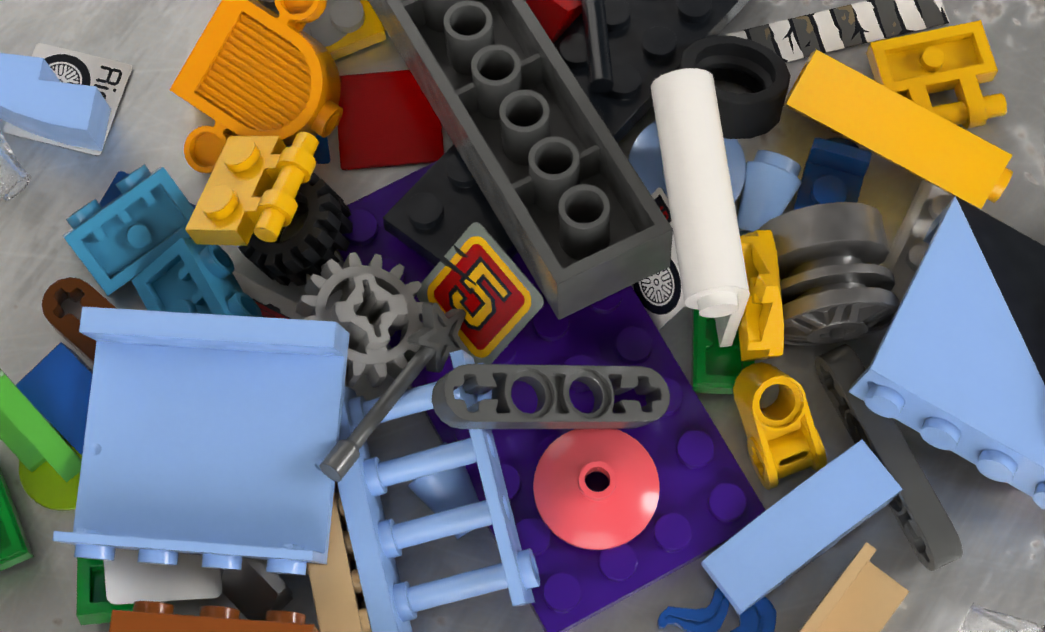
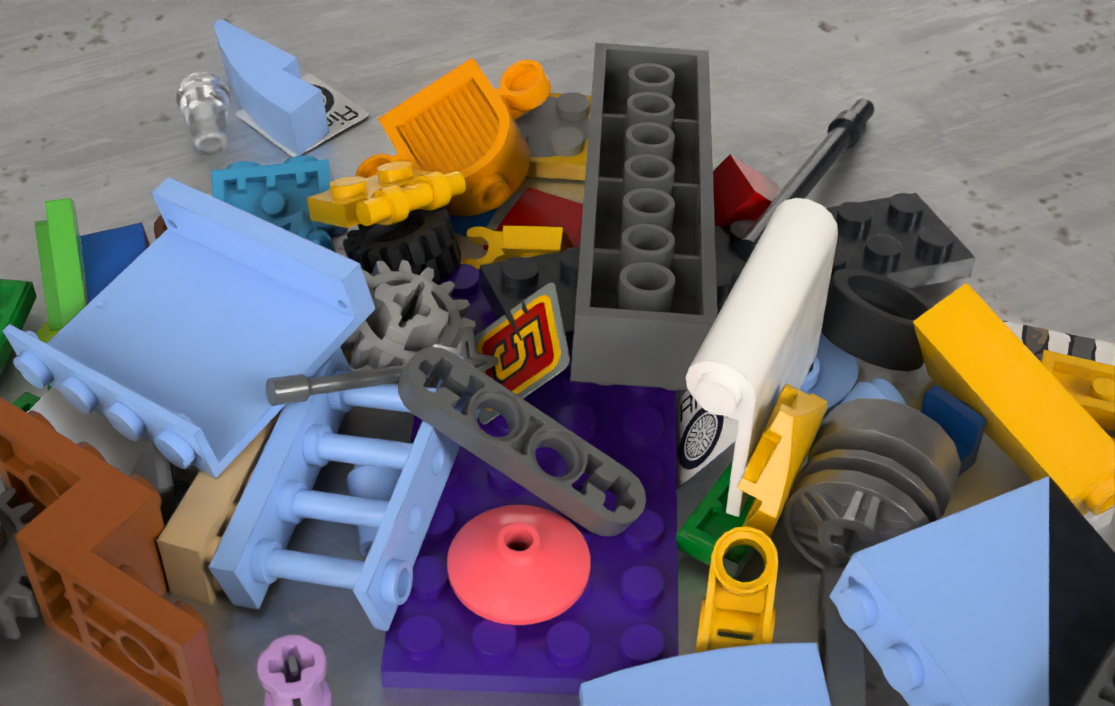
camera: 30 degrees right, 25 degrees down
(403, 162) = (517, 242): none -> yellow plate

